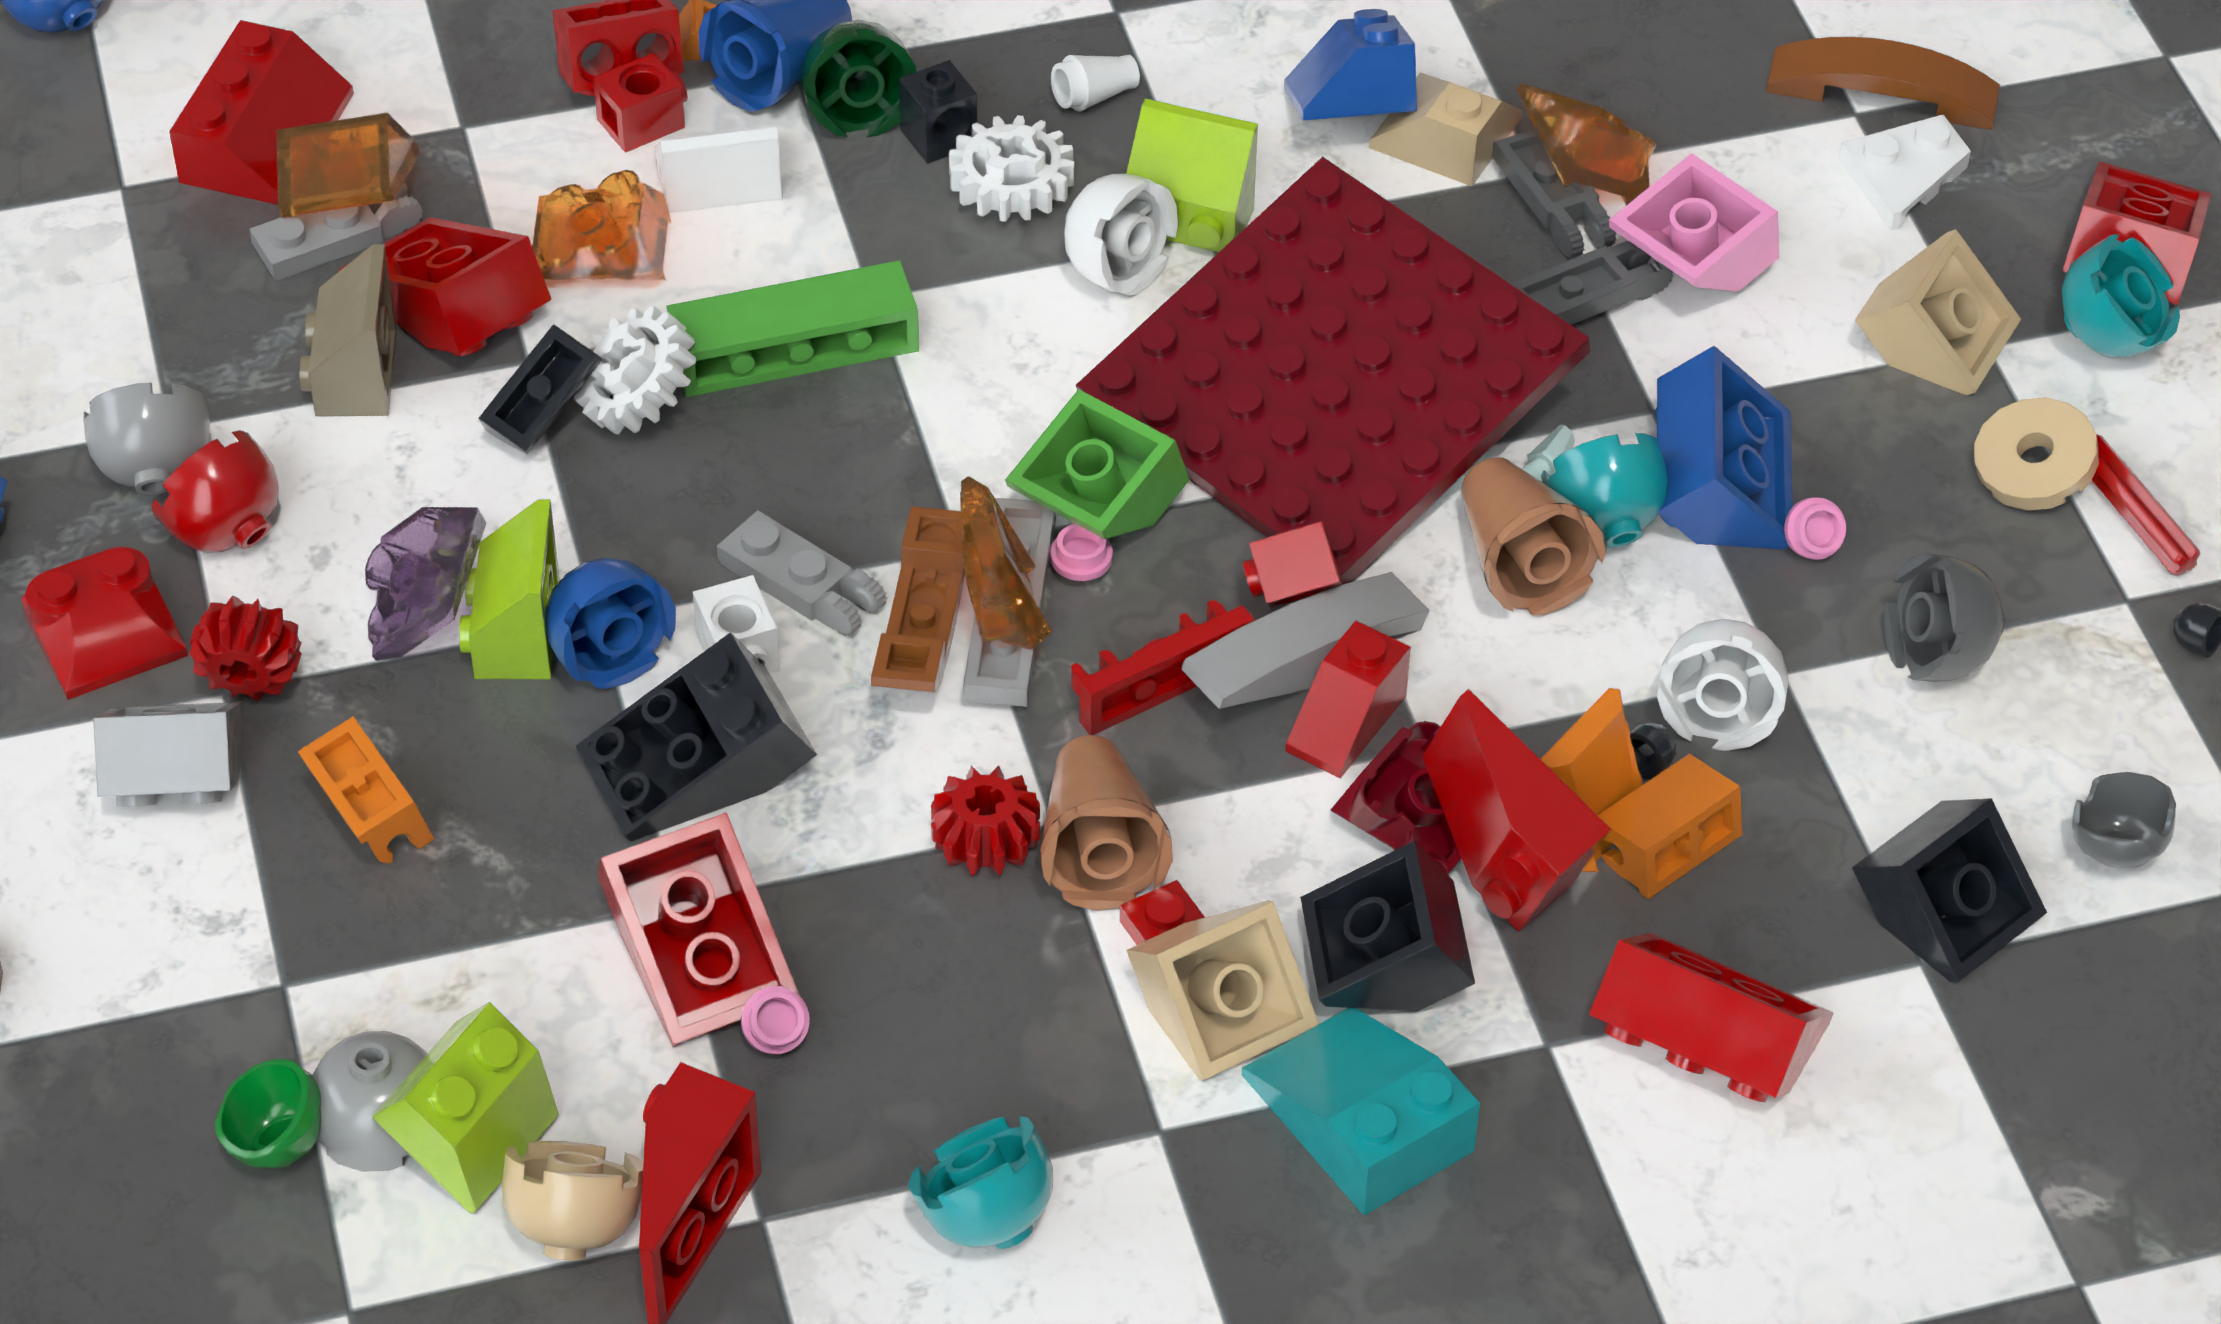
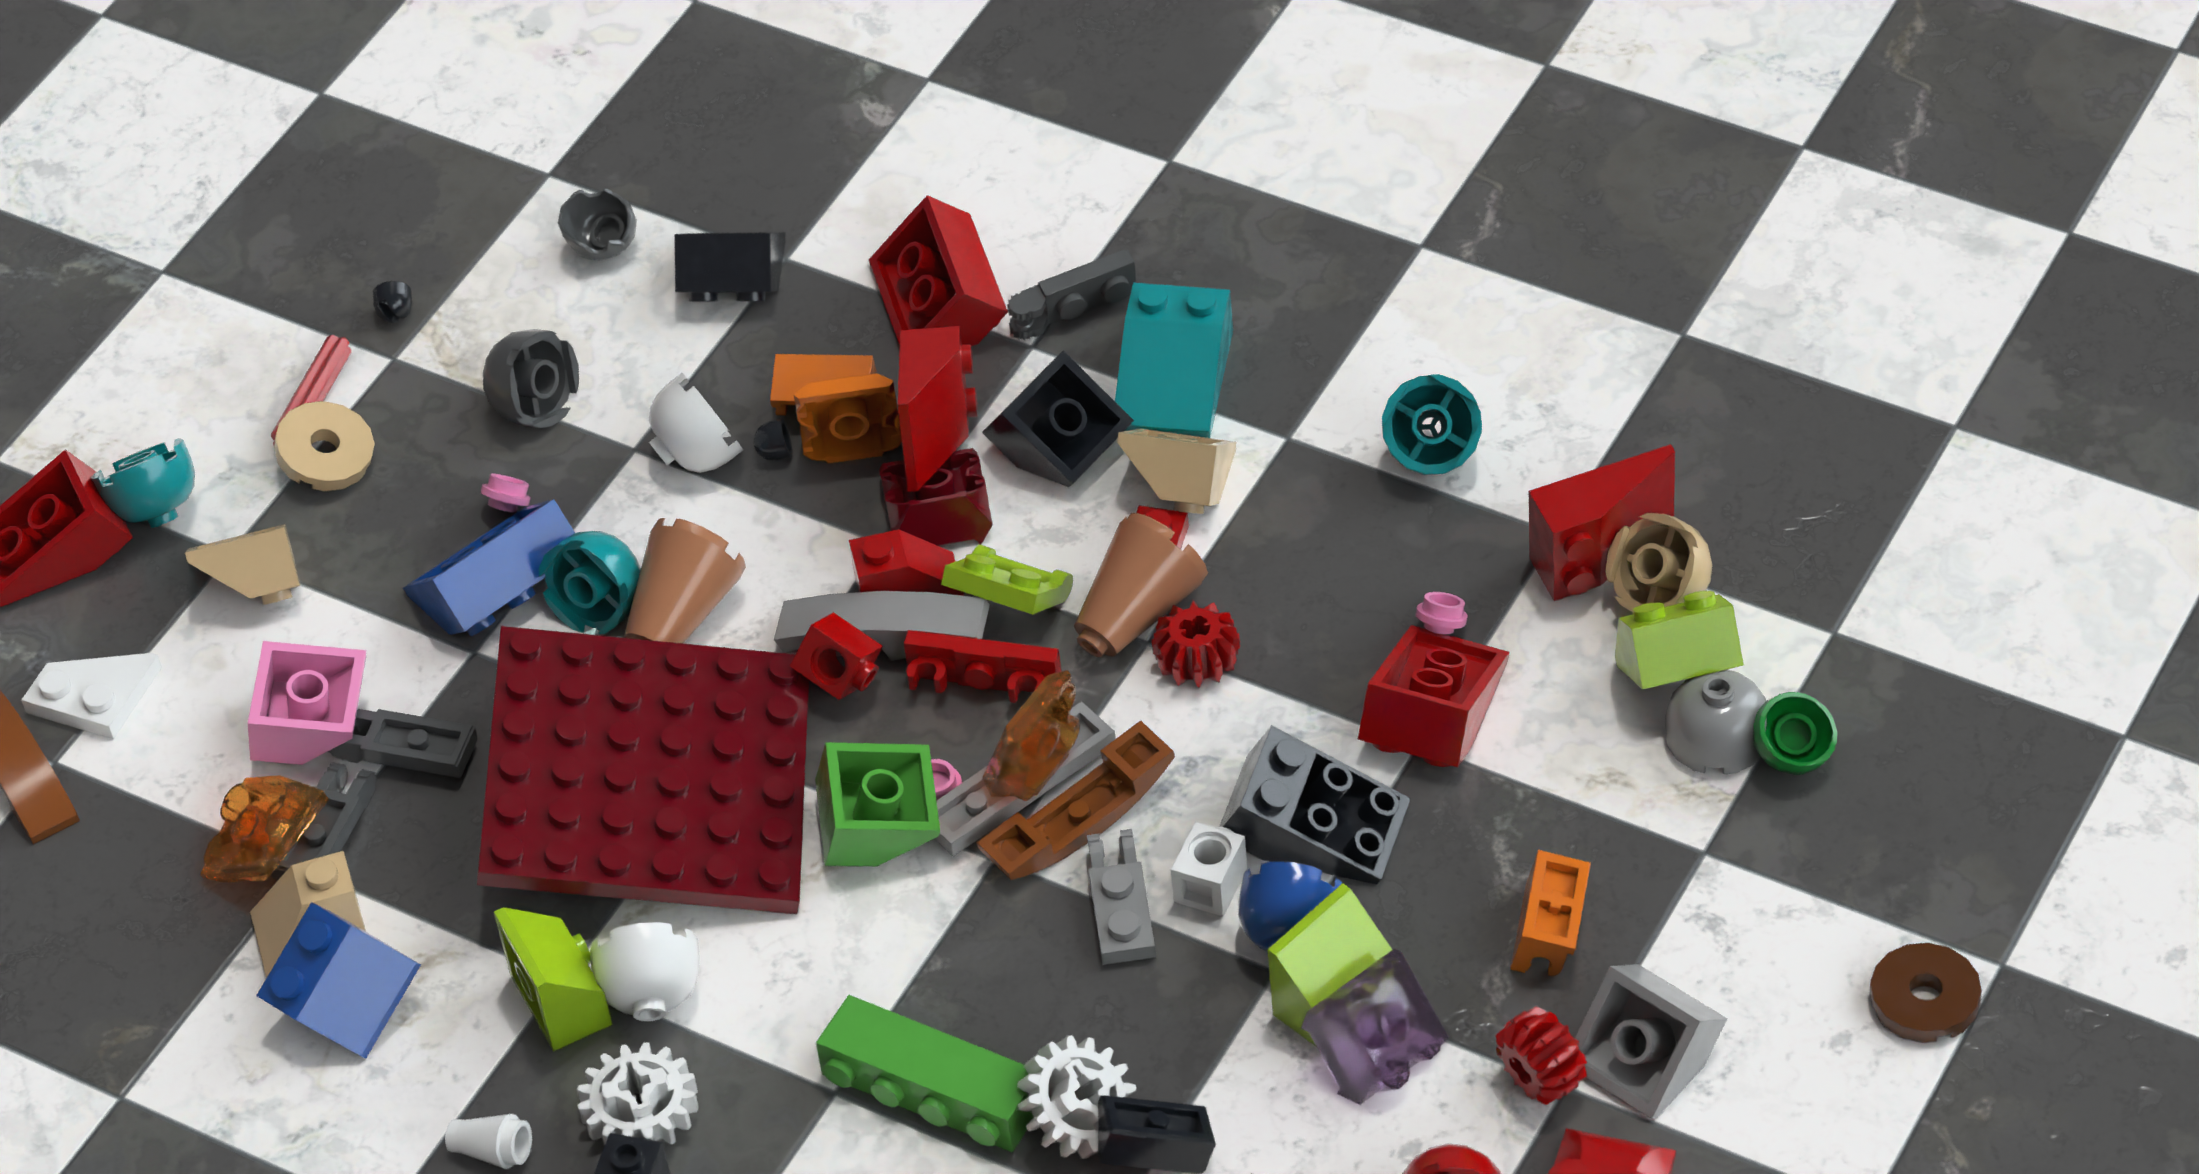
camera: 130 degrees left, 0 degrees up
(1231, 728) = (1007, 581): none -> lime plate
(1557, 1099) = (1071, 294): none -> dark grey hinge

